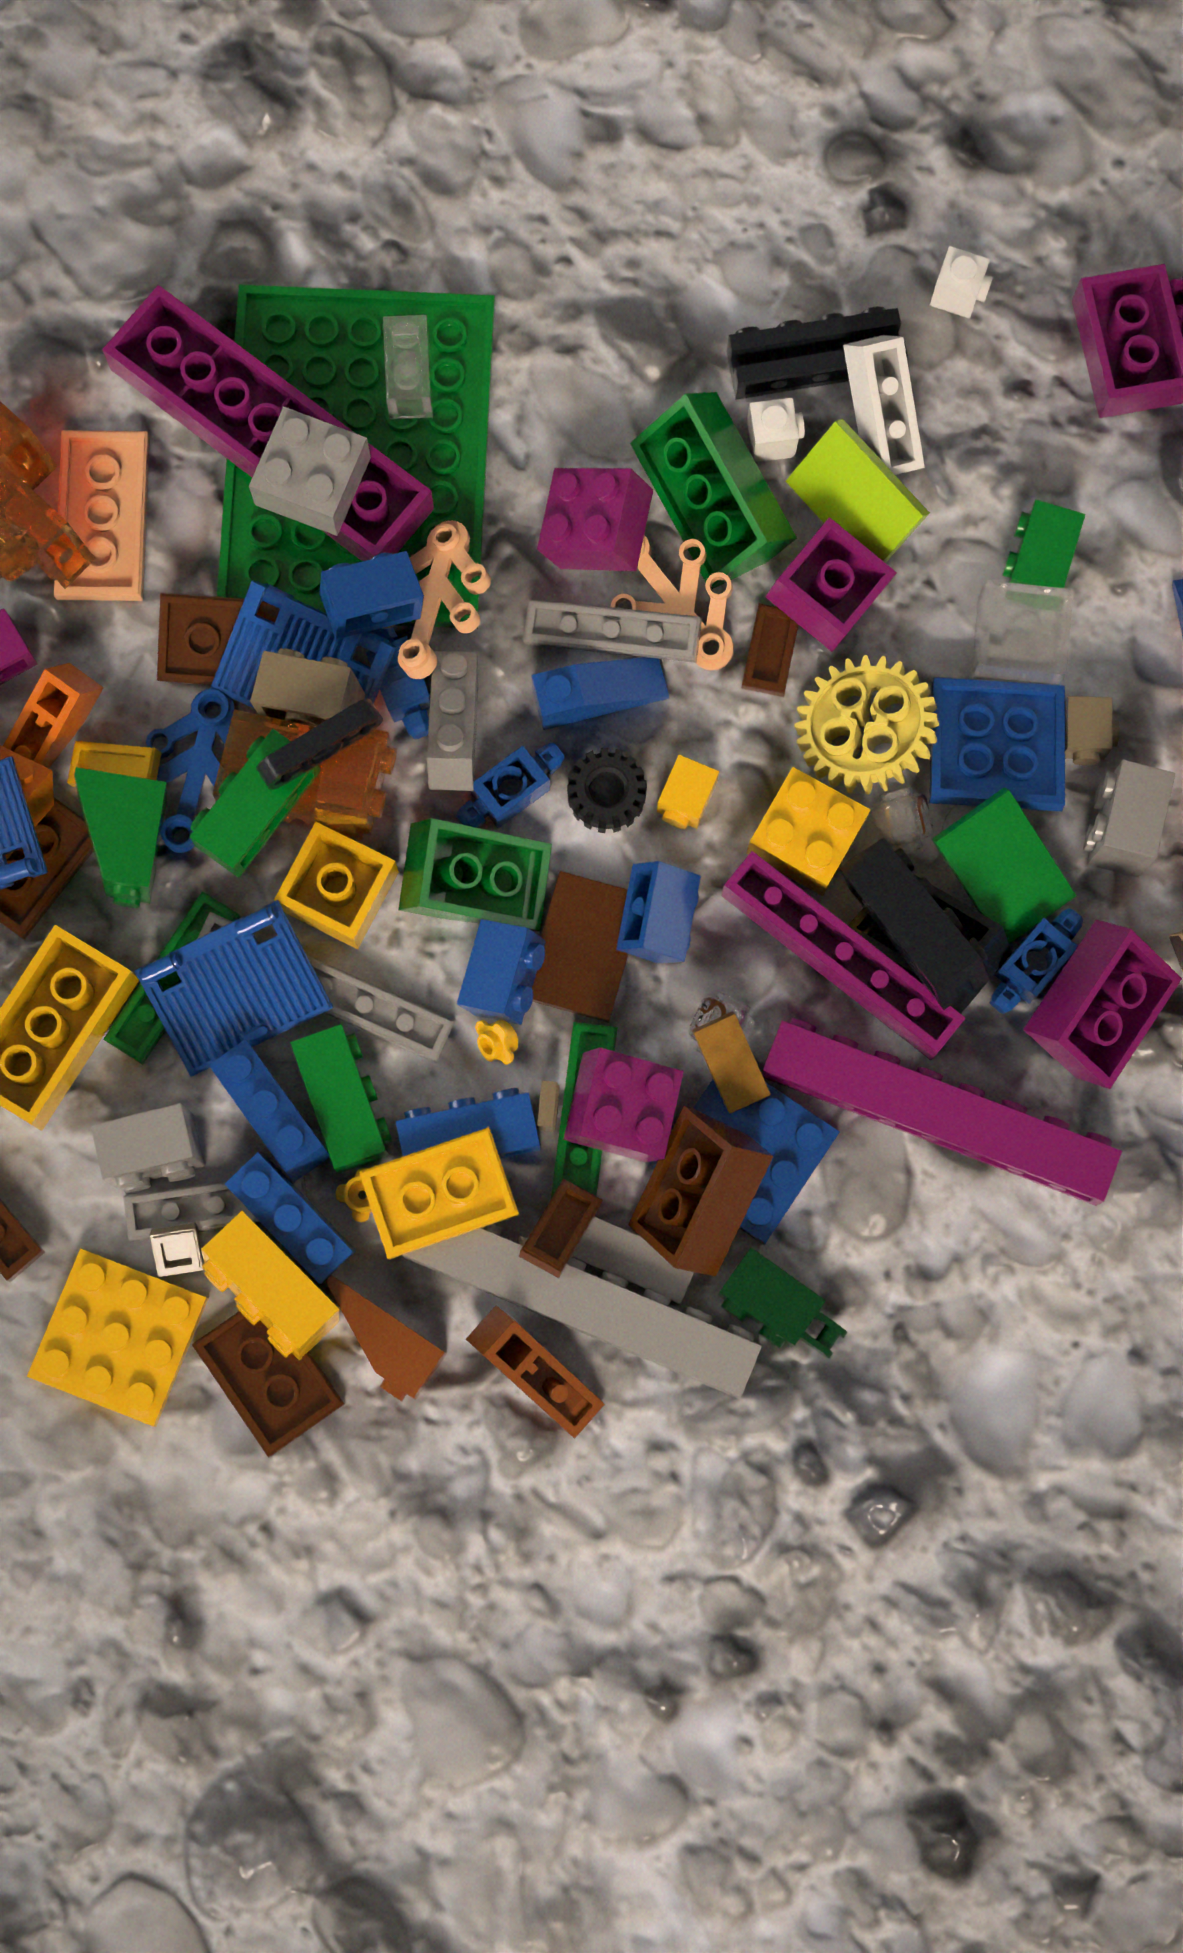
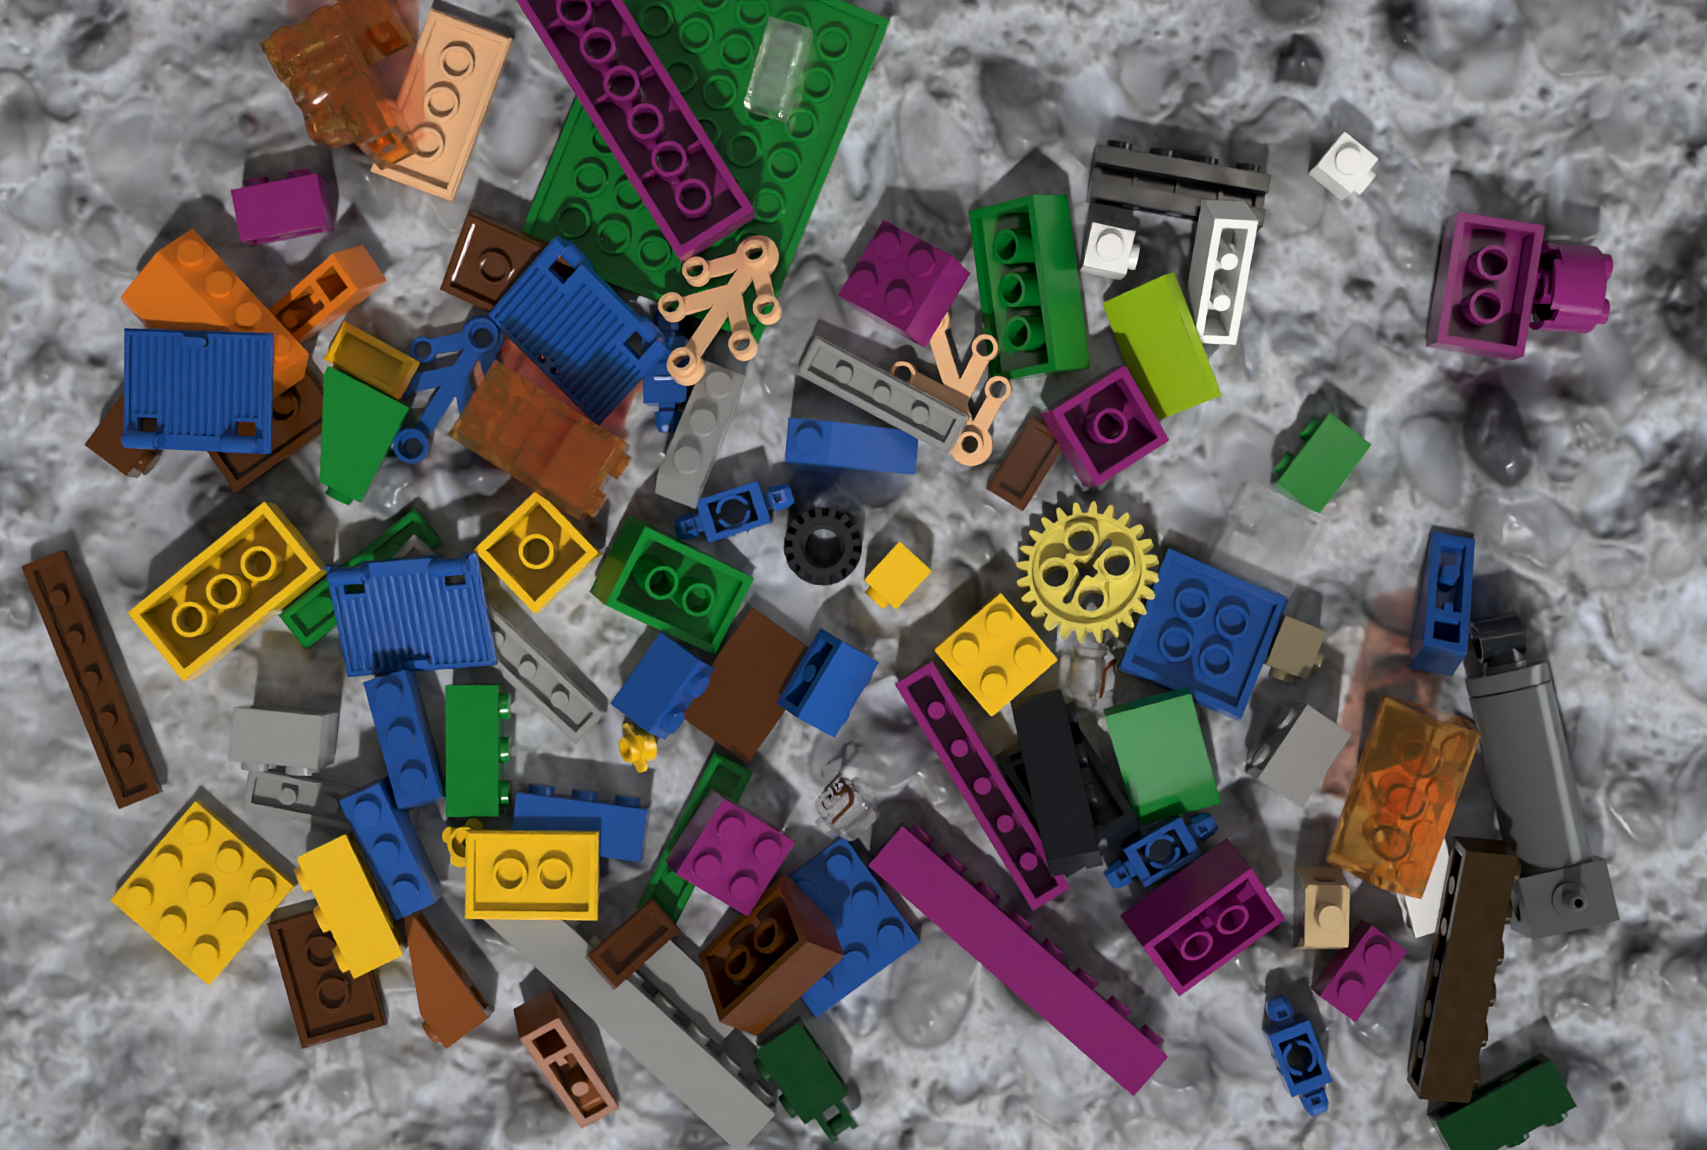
camera: 25 degrees right, 10 degrees up
(176, 1249) = (281, 833): tile -> none
(247, 809) = (480, 461): green brick -> none
(303, 688) = (560, 367): dark tan brick -> none
(310, 471) = (642, 156): light grey brick -> none
(319, 744) = (556, 437): black beam -> none
(371, 594) = (661, 292): blue brick -> none
(548, 1106) = (662, 824): dark tan tile -> none
(731, 1062) = (841, 849): pearl gold tile -> none

